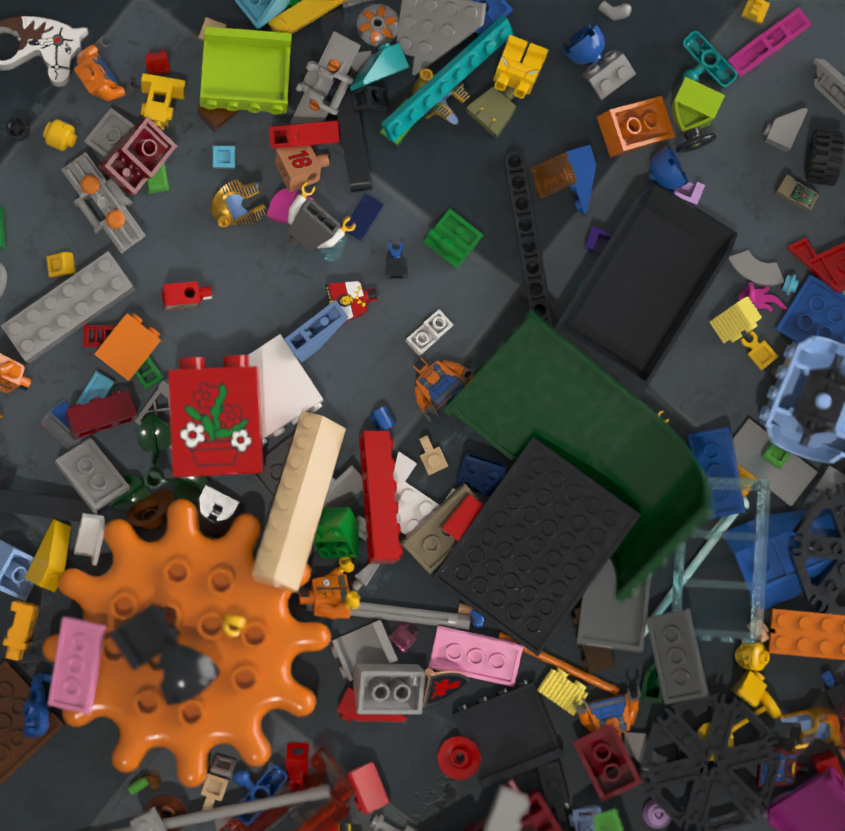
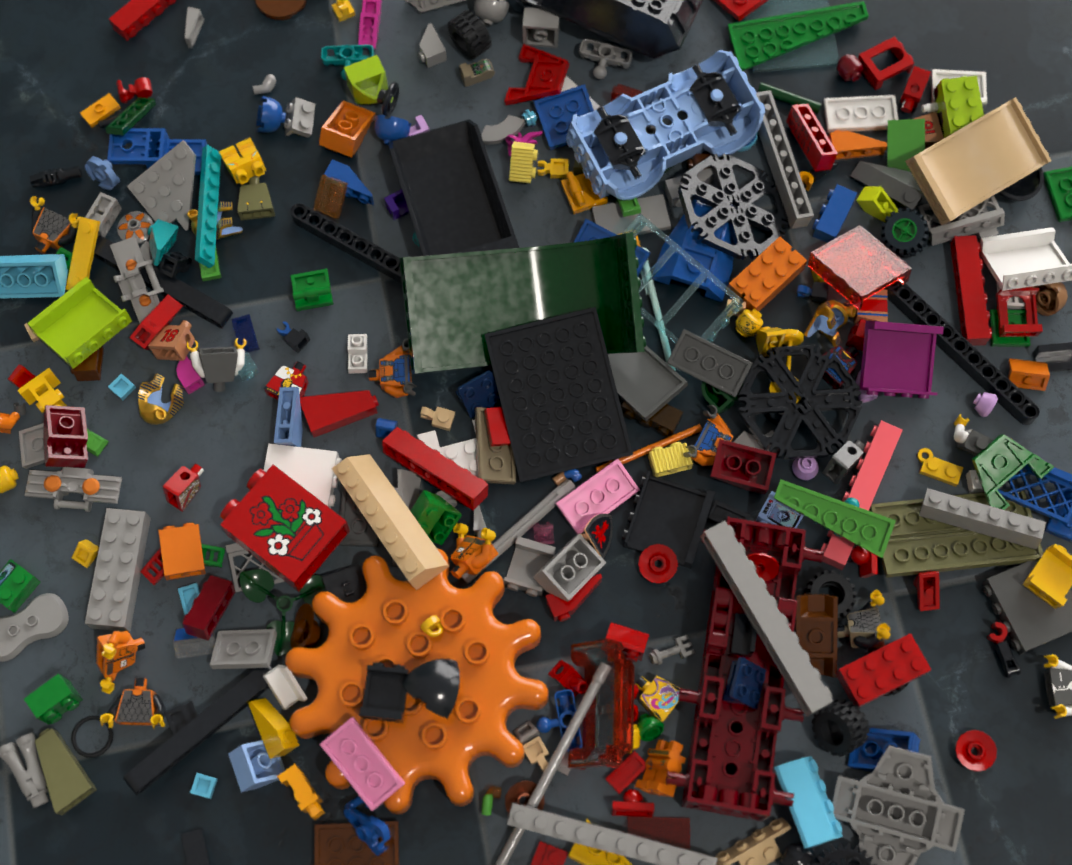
camera: 50 degrees left, 15 degrees down
(357, 360) = (337, 410): none -> red slope
(752, 395) = (580, 193): none -> light orange plate

